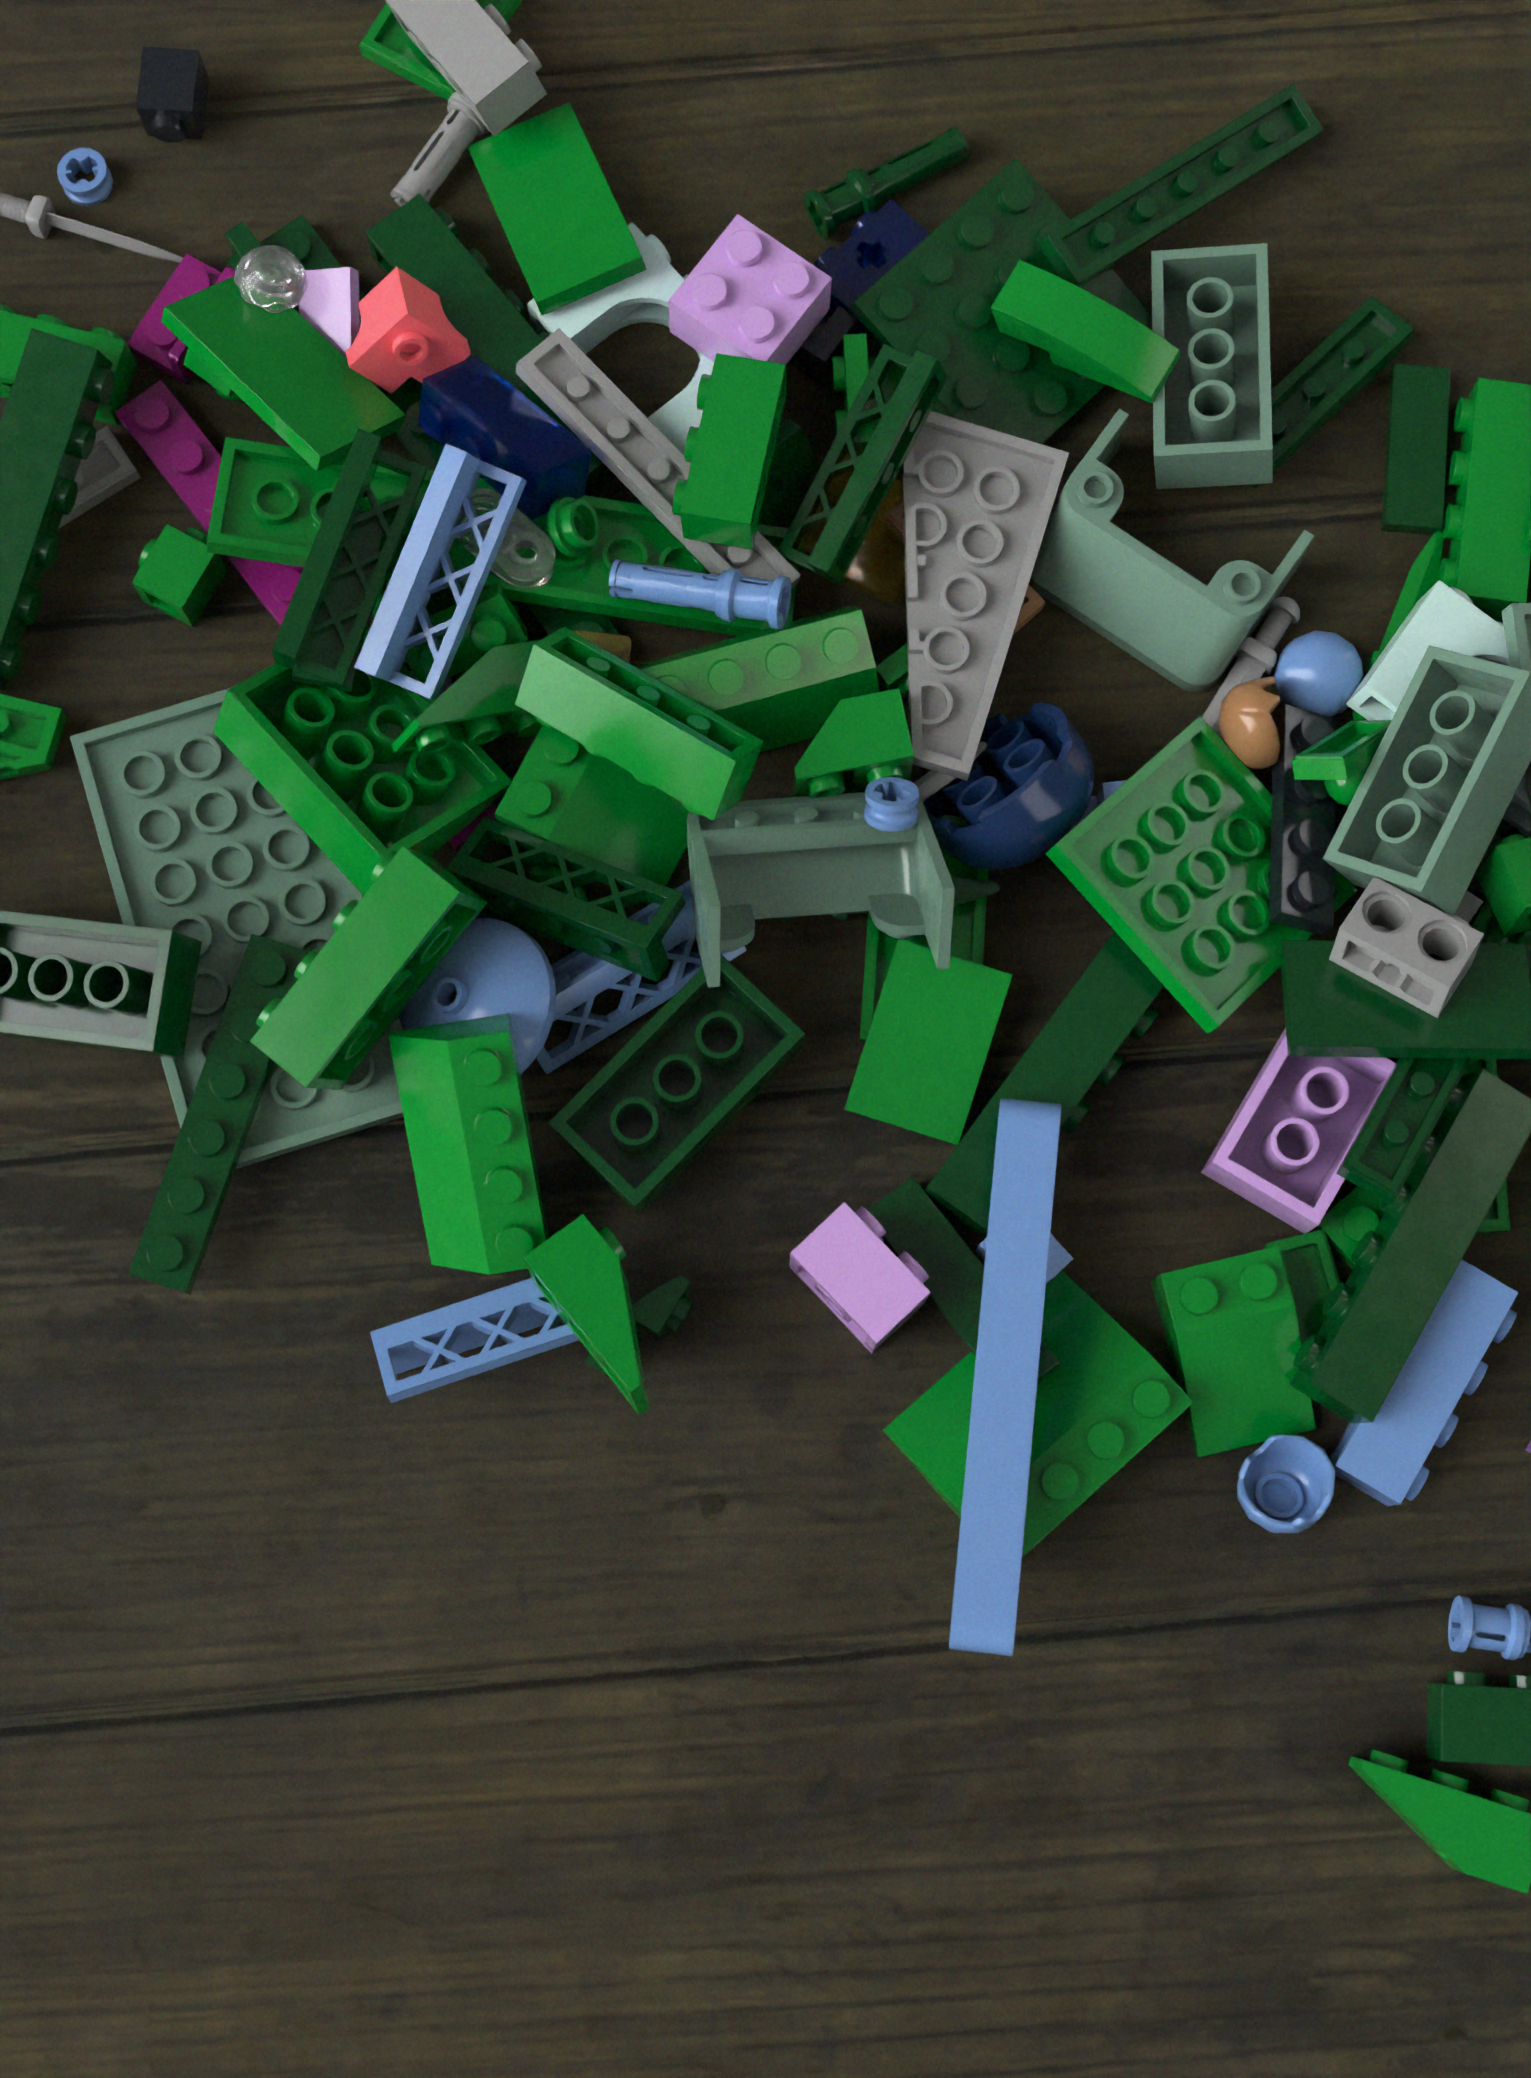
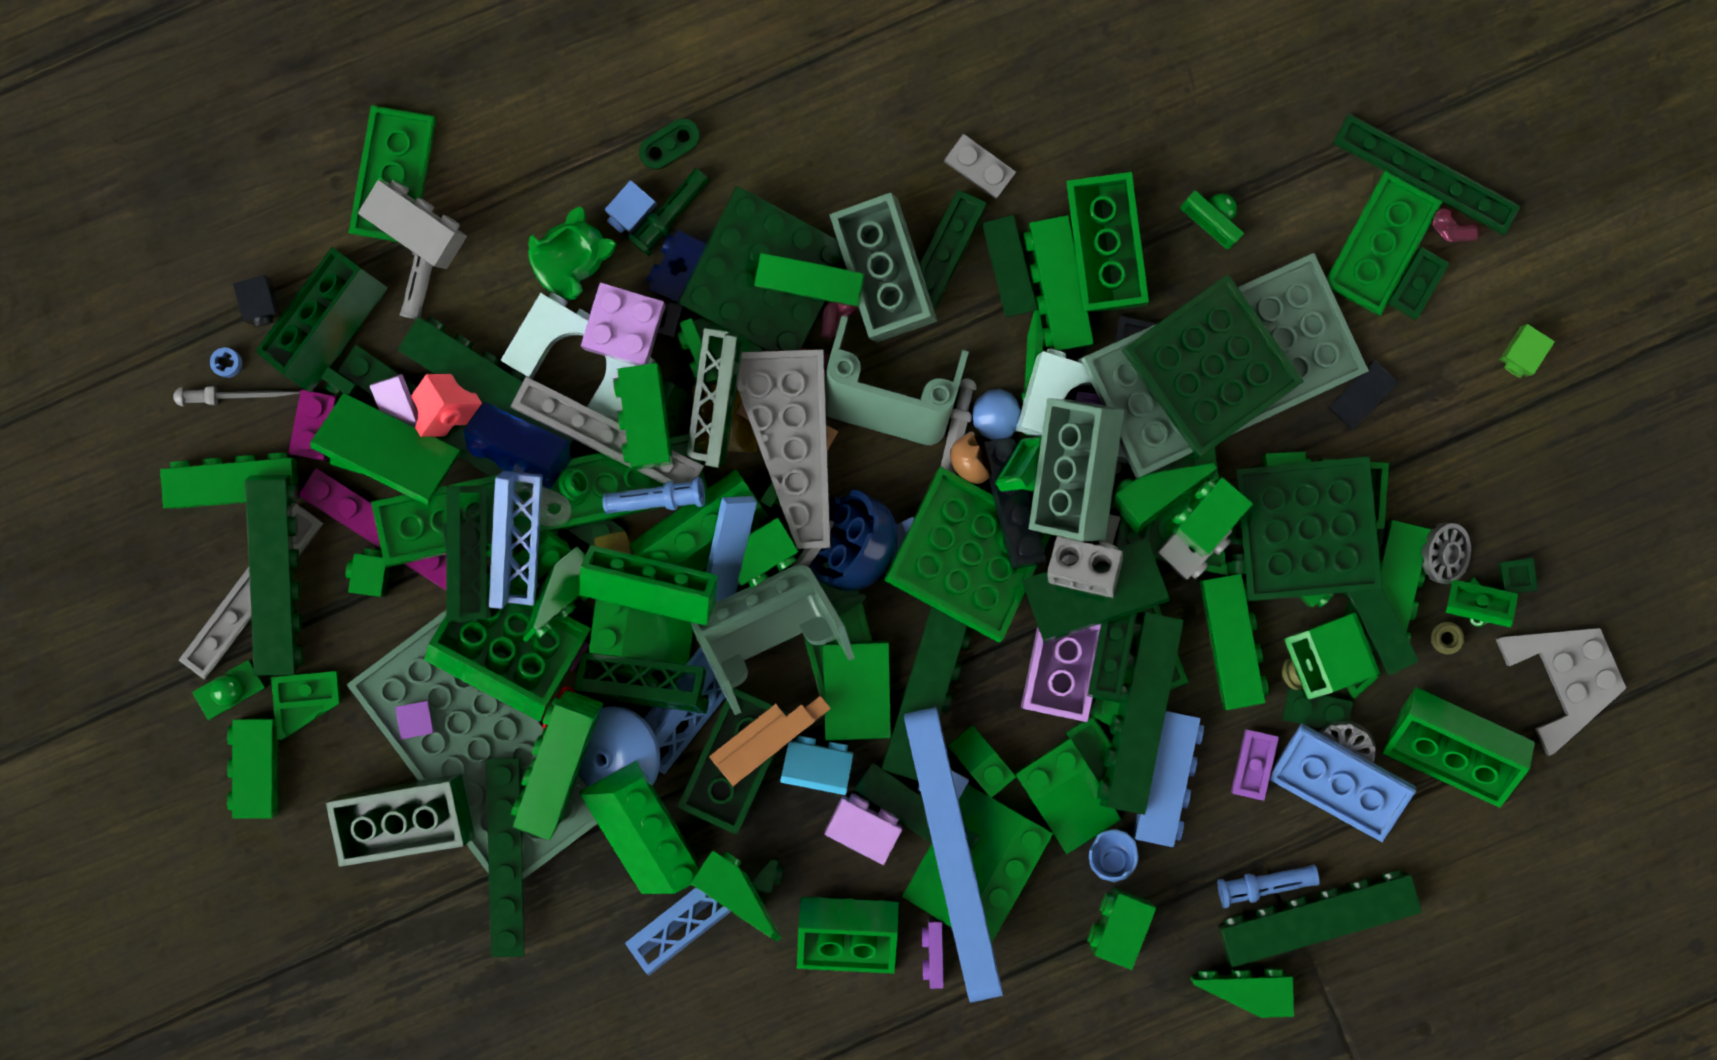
camera: 20 degrees left, 10 degrees up
(159, 829) = (415, 719): none -> medium lavender tile
(265, 158) = (321, 320): none -> dark green slope
(271, 278) = (358, 408): clear plate -> none
(556, 208) = (496, 298): green tile -> none
(698, 183) = (568, 255): none -> green hair
(743, 1054) = (764, 738): none -> medium nougat piece
(764, 1461) = (847, 935): none -> green slope
(803, 702) = (730, 542): none -> medium blue tile
(814, 1144) = (817, 765): none -> medium azure slope
(824, 148) = (629, 208): none -> medium blue brick
(891, 804) = (794, 572): medium blue bush -> none
(897, 1572) = (934, 966): none -> medium lavender plate
(920, 77) = (668, 143): none -> dark green plate
(1097, 419) = (831, 317): none -> clear pink arm
(1105, 1241) = (981, 761): none -> green slope
(1180, 187) = (833, 166): dark green plate -> none
(1262, 1615) = (1121, 927): none -> green brick
(1417, 280) = (979, 166): none -> light grey plate

